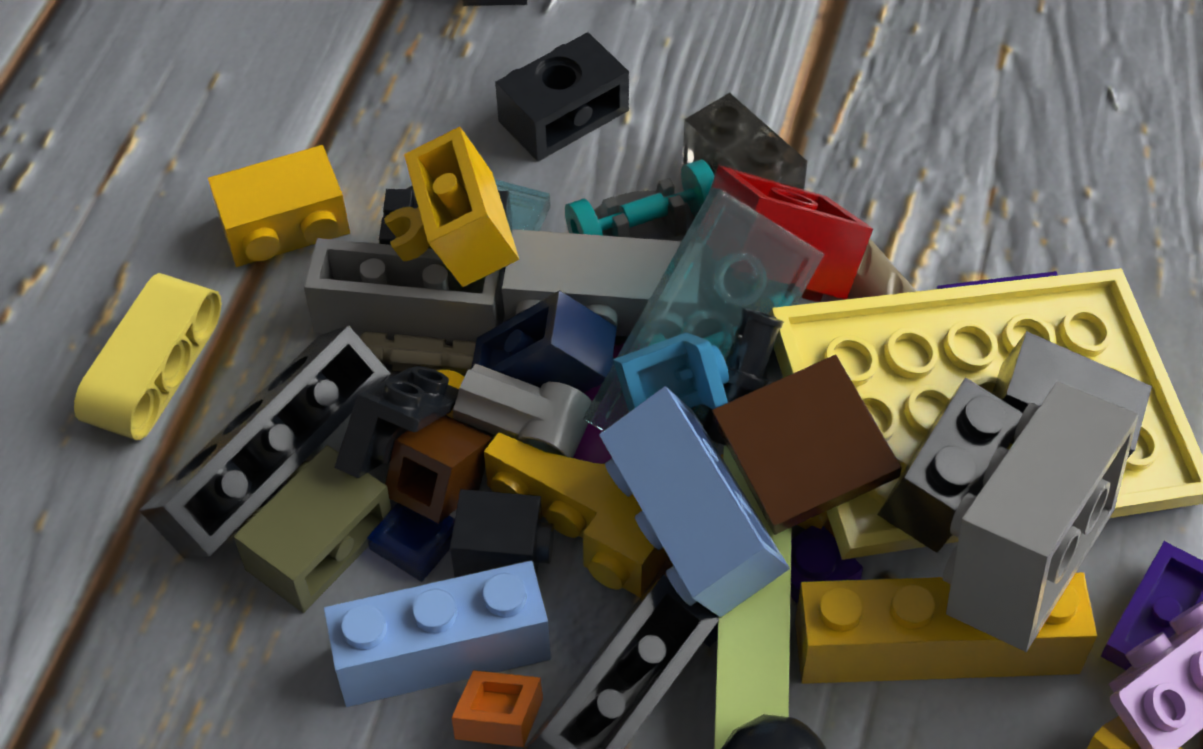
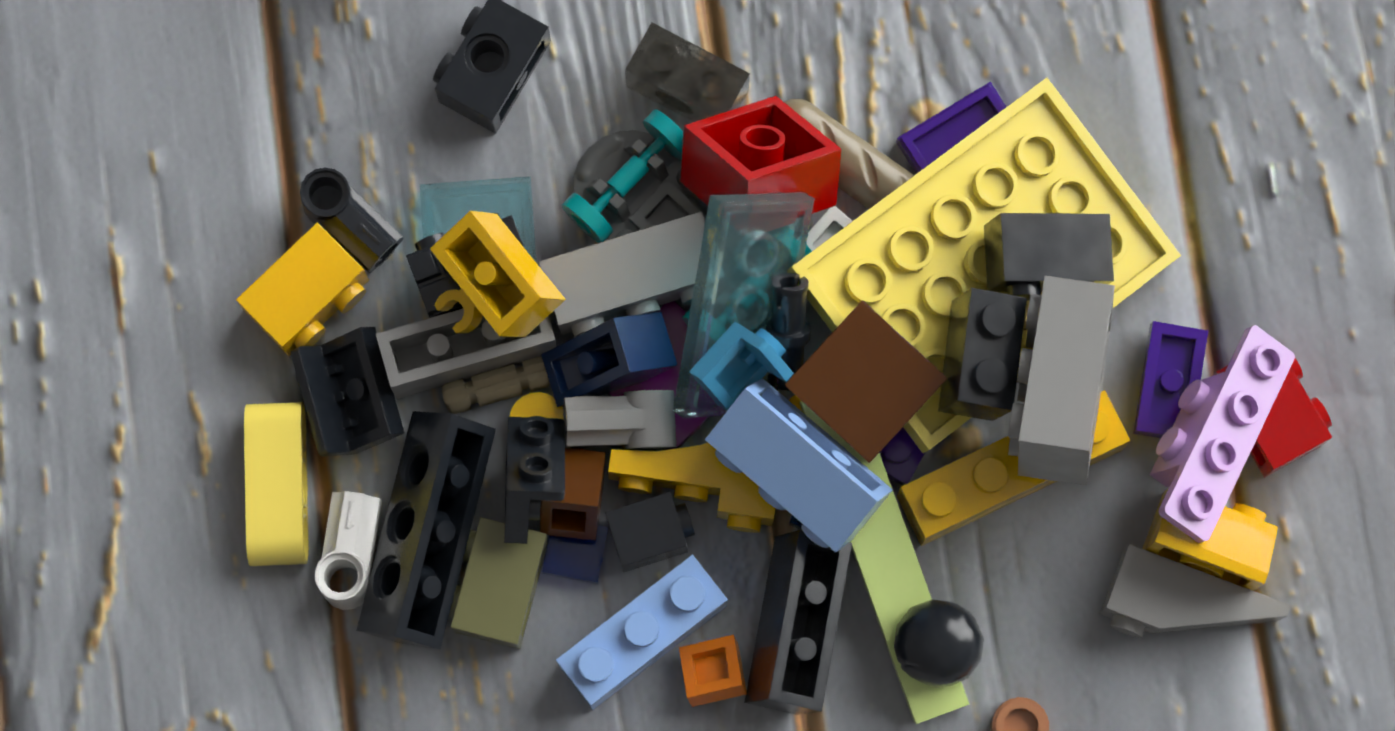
camera: 25 degrees left, 25 degrees up
(163, 446) = (350, 544): none -> white piece
(260, 304) = (347, 393): none -> black bracket
(355, 161) = (352, 221): none -> black piece

